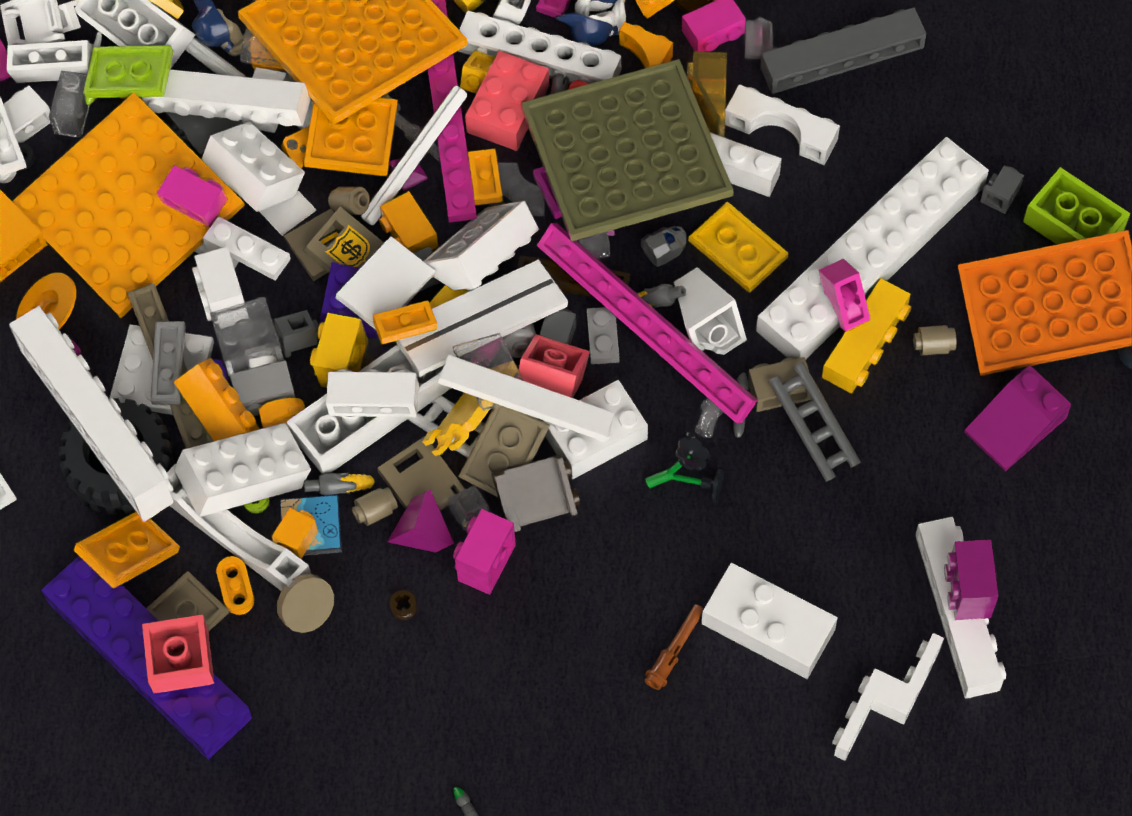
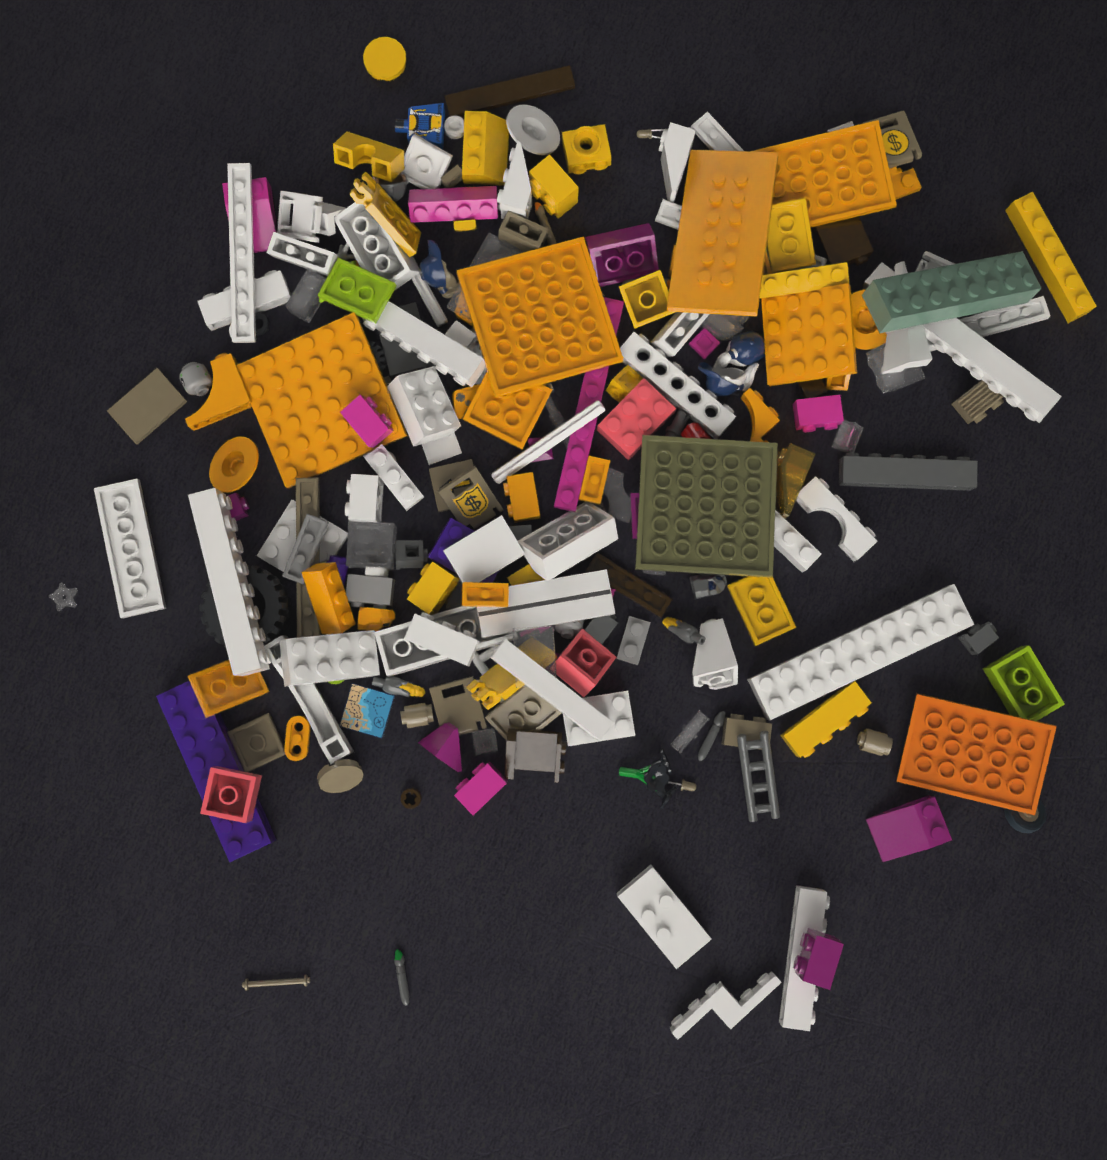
camera: 20 degrees right, 20 degrees up
(296, 531) = (352, 719): light orange brick -> none
(352, 199) = (486, 460): dark tan brick -> none
(647, 323) = (667, 652): dark pink plate -> none
(668, 658) = (580, 914): dark orange pin -> none
(732, 470) = (686, 785): none -> dark tan piece
(845, 291) = (822, 691): dark pink arch -> none

